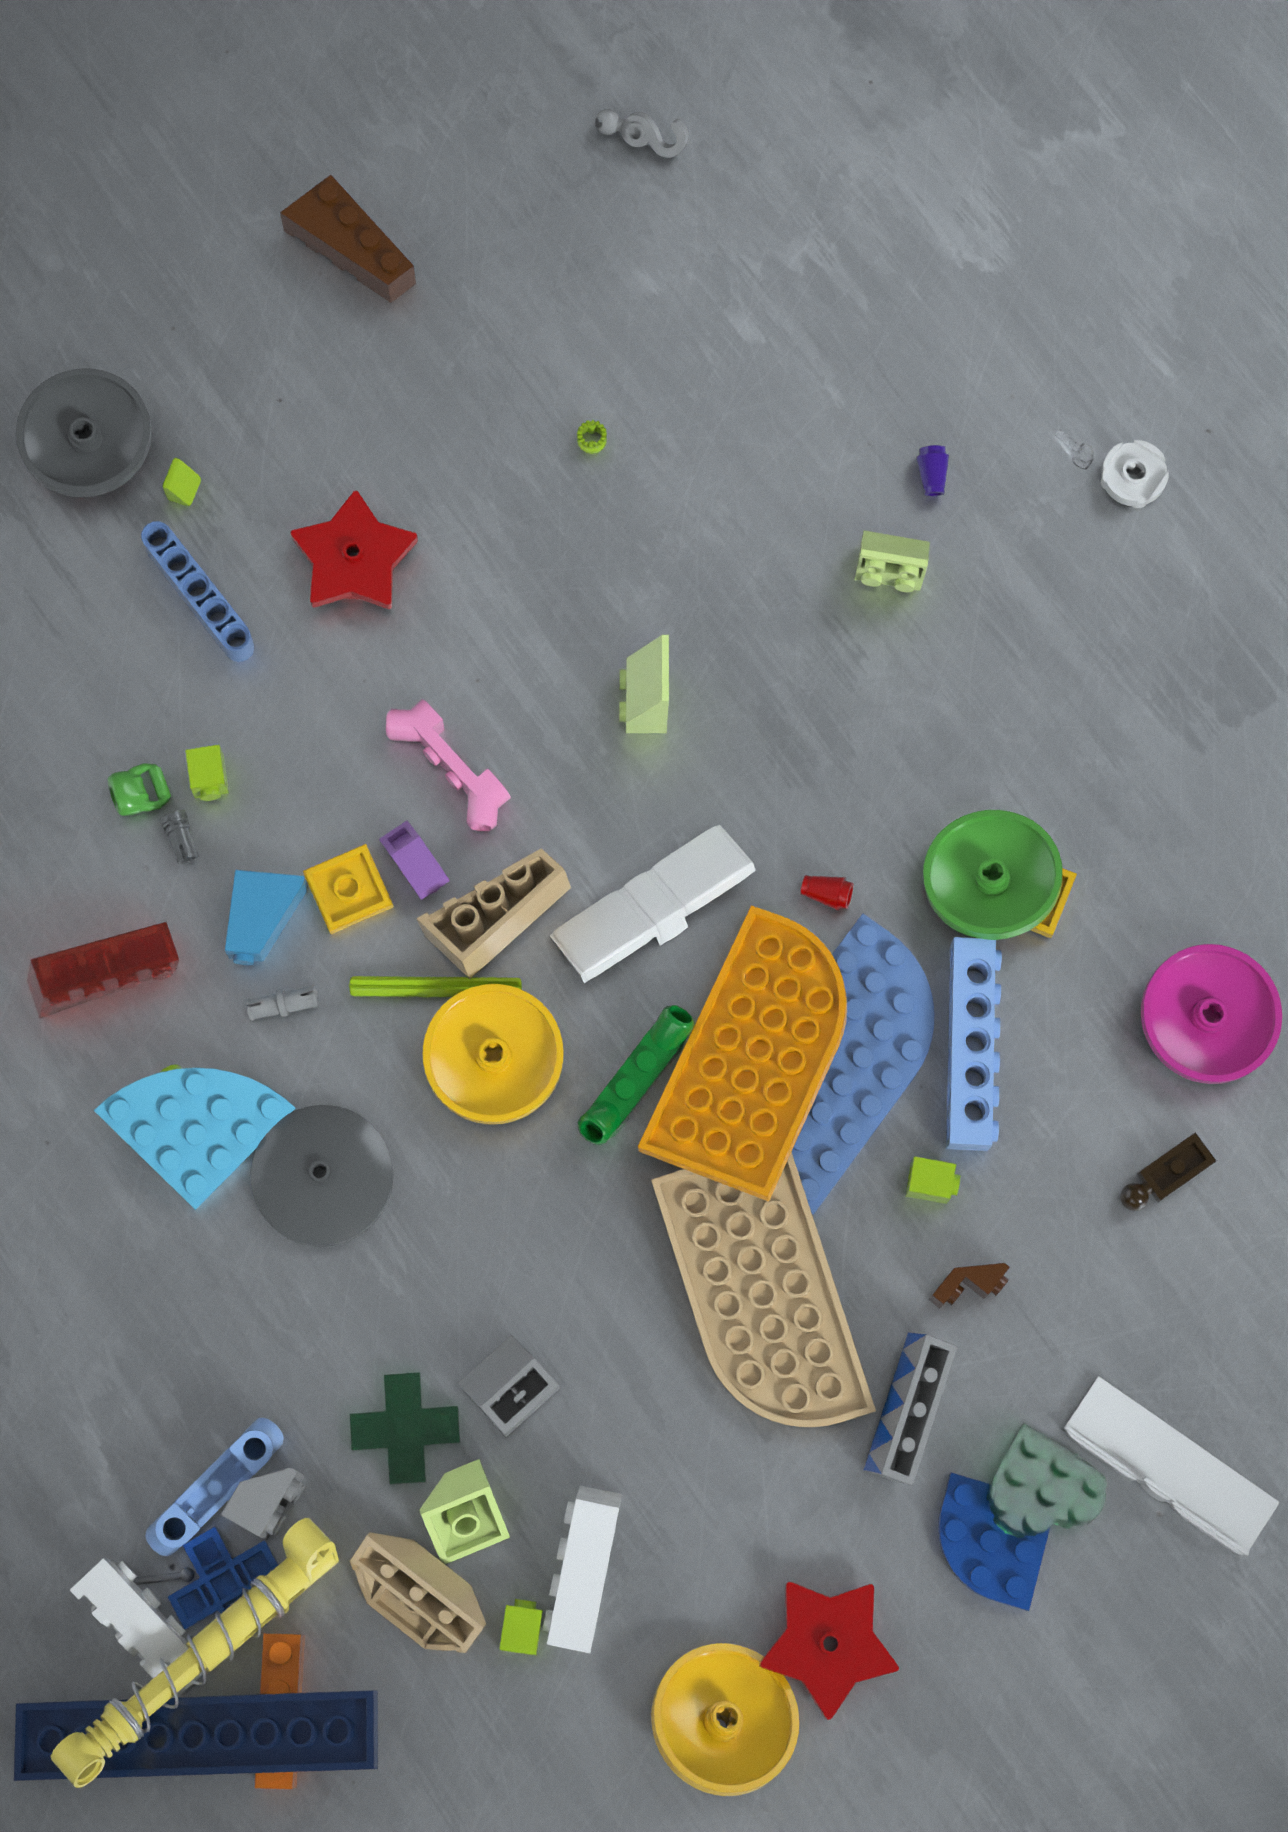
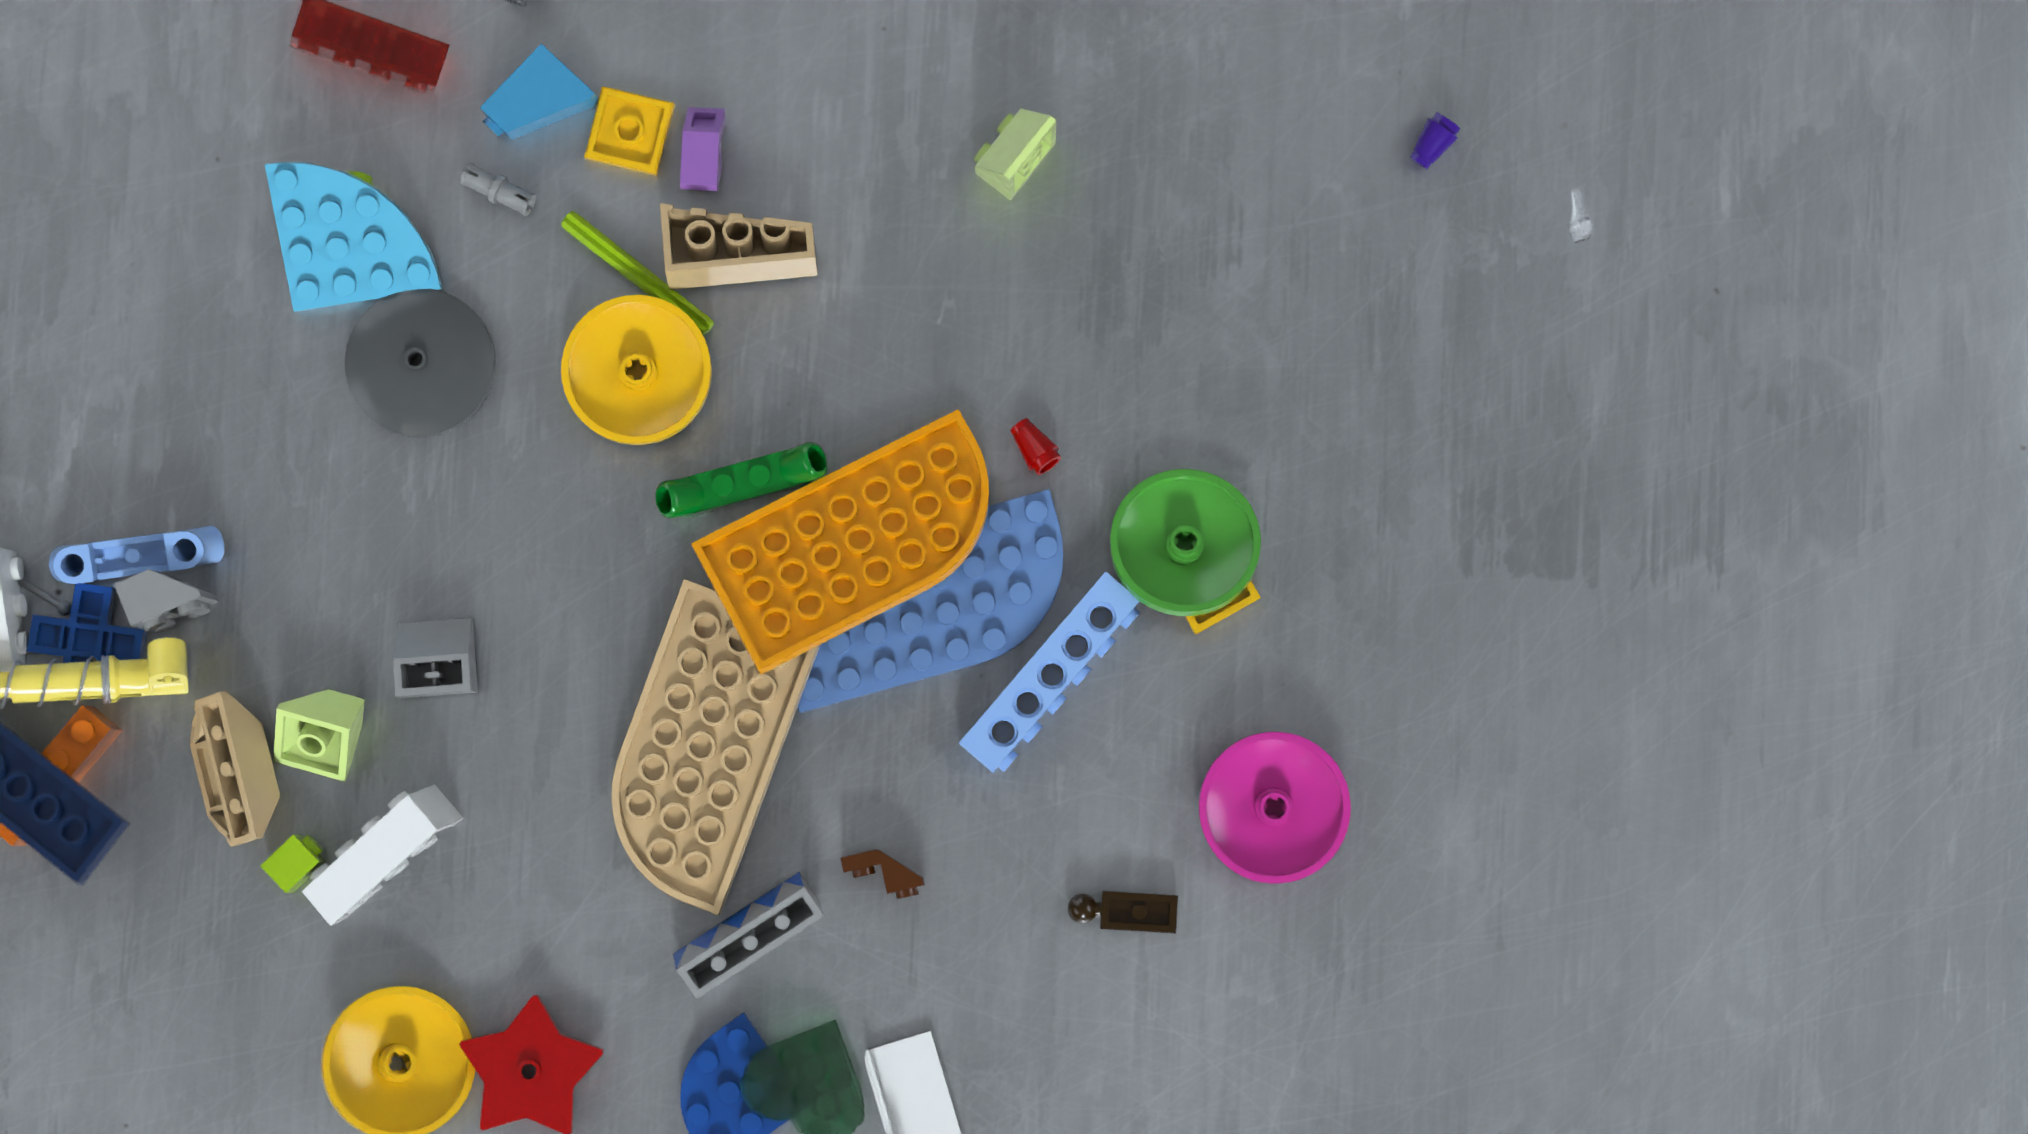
camera: 45 degrees right, 10 degrees up
(405, 1428) = (327, 626): clear green plate -> none
(424, 726) = (802, 35): bright pink plate -> none
(653, 903) = (876, 342): white piece -> none
(892, 561) = (1326, 196): yellowish green slope -> none
(932, 1180) = (922, 762): lime brick -> none
(1134, 491) = (1623, 261): white plate -> none

